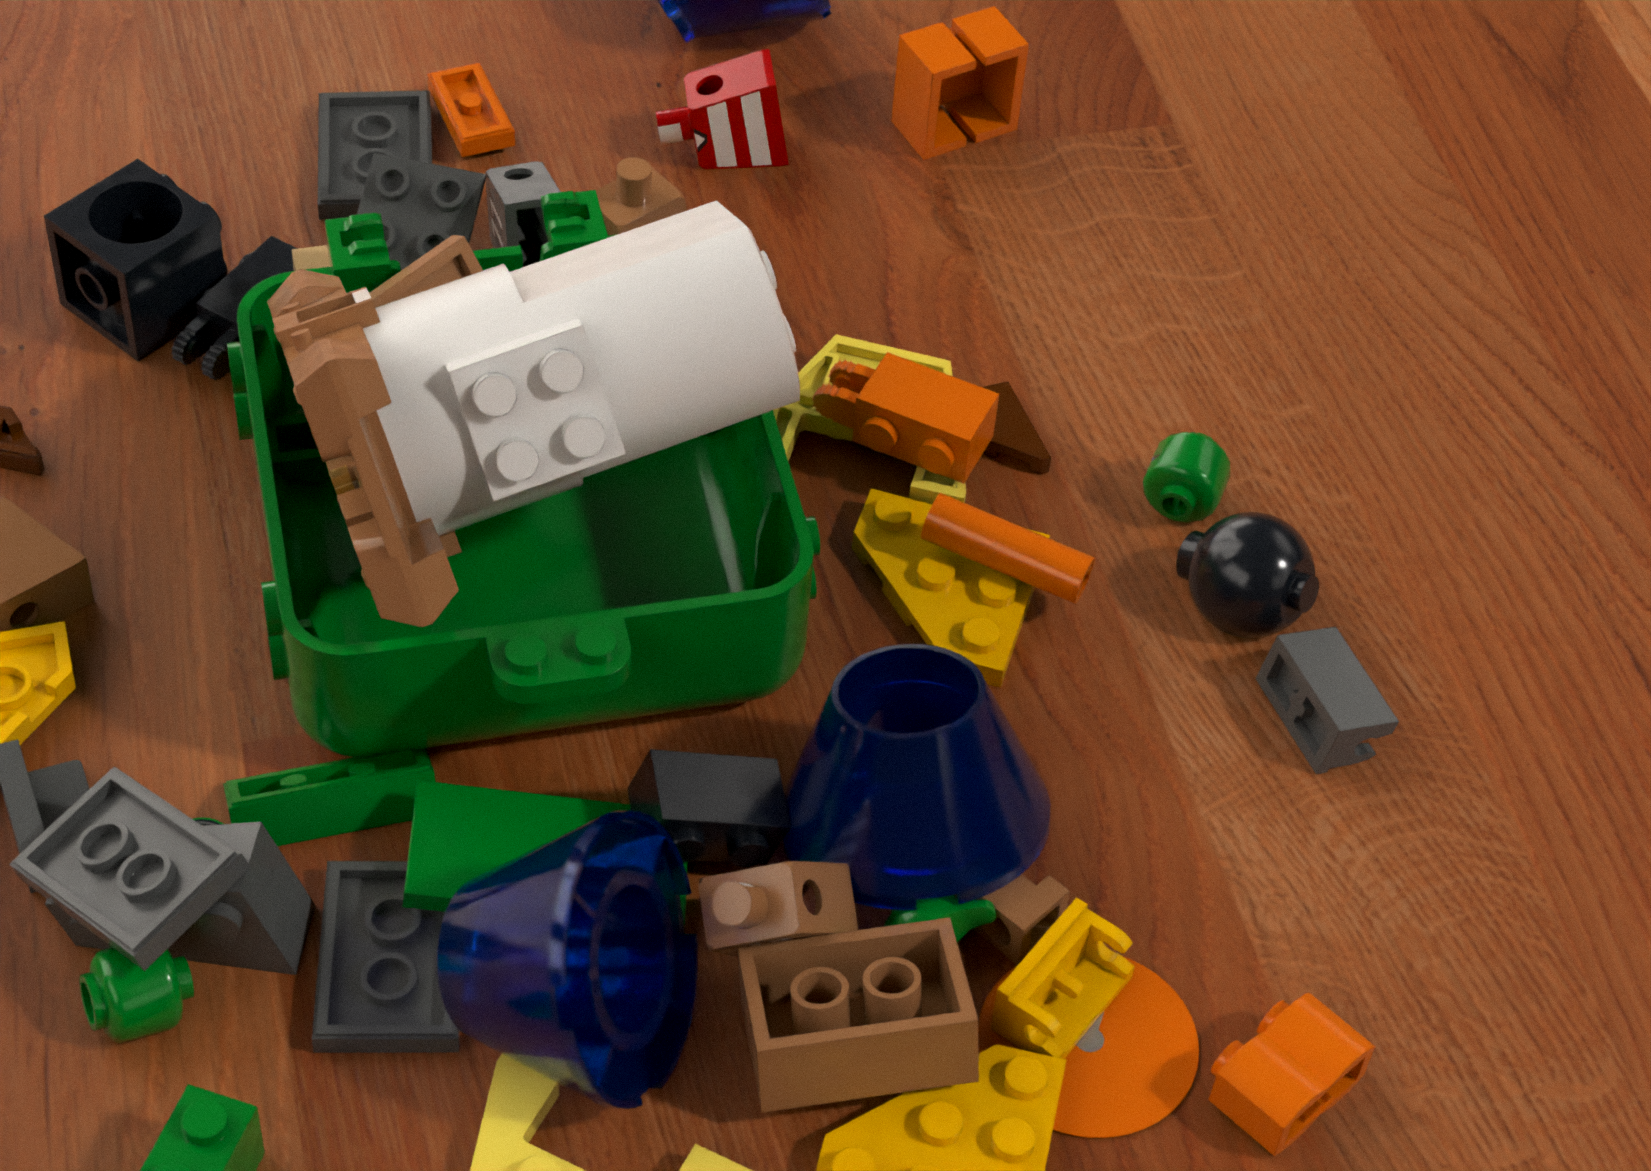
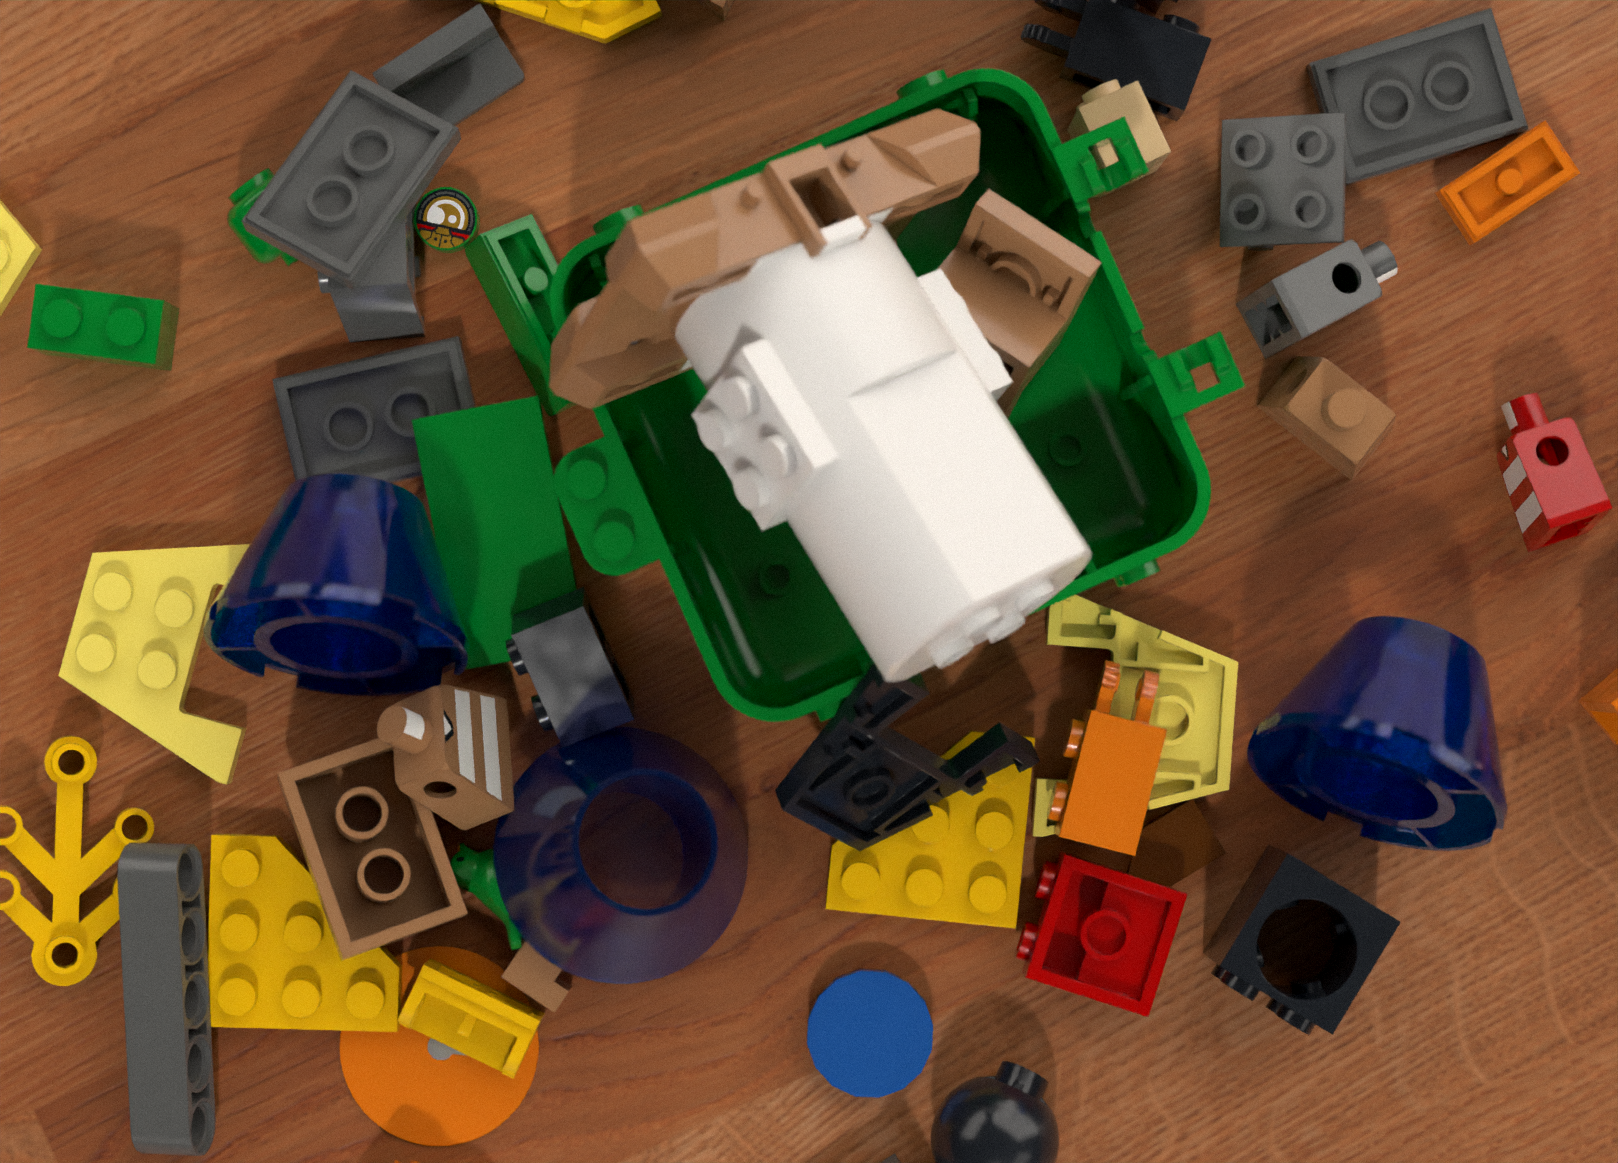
camera: 80 degrees right, 40 degrees up
(869, 540) = (874, 782): none -> black wing
(936, 217) = (1390, 737): none -> clear blue cone
(1008, 548) = (957, 893): orange piece -> none
(1063, 468) = (1100, 933): none -> red plate
(1096, 325) = (1356, 931): none -> black brick
(1132, 667) = (869, 1033): none -> blue tile
(1186, 473) = (1121, 1058): green head -> none

